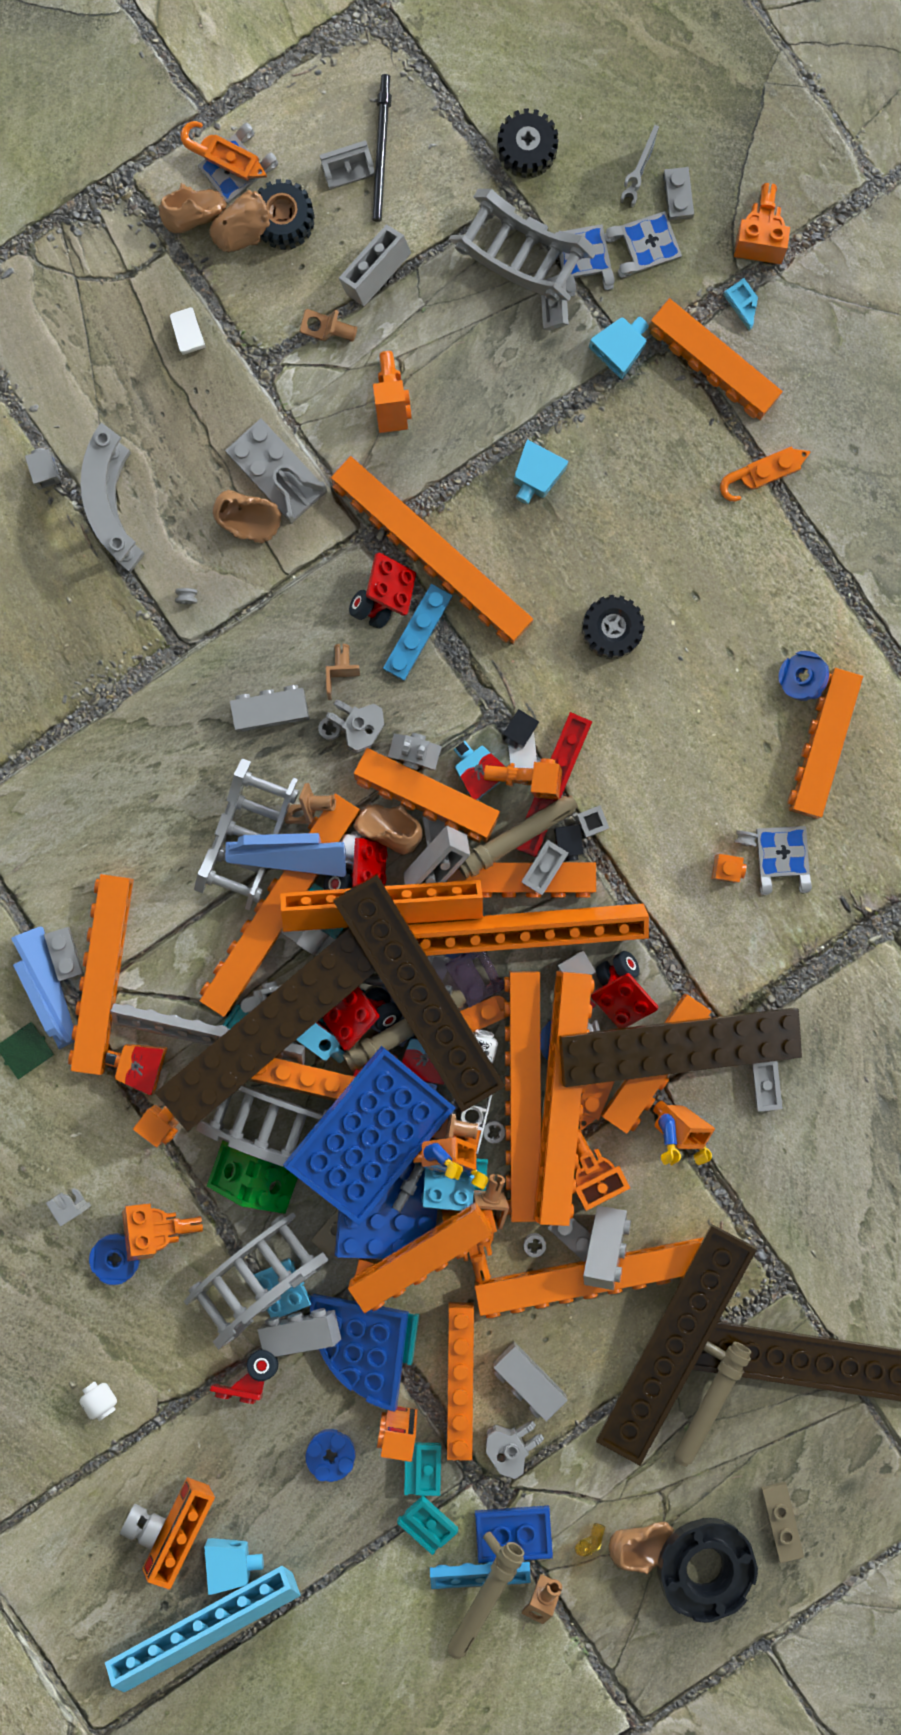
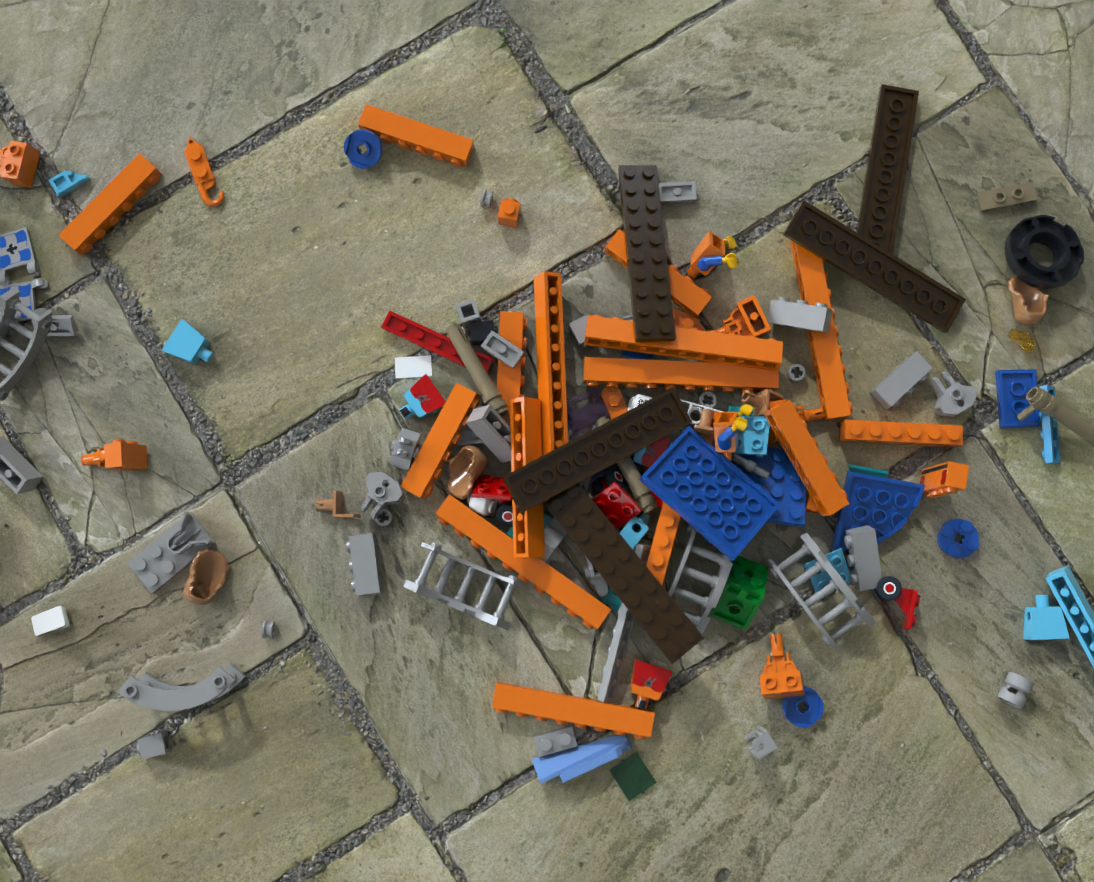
camera: 90 degrees left, 5 degrees down
(98, 1401) = (916, 723): white head -> none
(157, 1126) = (697, 666): orange brick -> none
(178, 1533) = (1021, 660): orange brick -> none
(289, 852) = (481, 550): medium blue wedge -> none
(309, 805) = (444, 534): medium nougat bracket -> none
(328, 326) = (57, 505): medium nougat bracket -> none
(387, 591) = (275, 465): red plate -> none
(417, 632) = (310, 444): dark azure plate -> none
(424, 1471) = (977, 462): teal plate -> none
(427, 1525) = (1011, 463): teal plate -> none
(431, 550) = (244, 431): orange brick -> none
(520, 730) = (392, 366): black brick -> none
(543, 777) = (431, 346): orange brick -> none
(543, 1599) = (1067, 376): medium nougat bracket -> none
(573, 1236) = (791, 341): light grey plate -> none
(620, 344) = (92, 276): medium azure torso -> none
(620, 617) = (309, 284): black wheel -> none
(621, 994) = (603, 296): red plate -> none
(729, 1371) = (894, 227): dark tan cylinder -> none
(781, 854) = (499, 172): light grey flag -> none

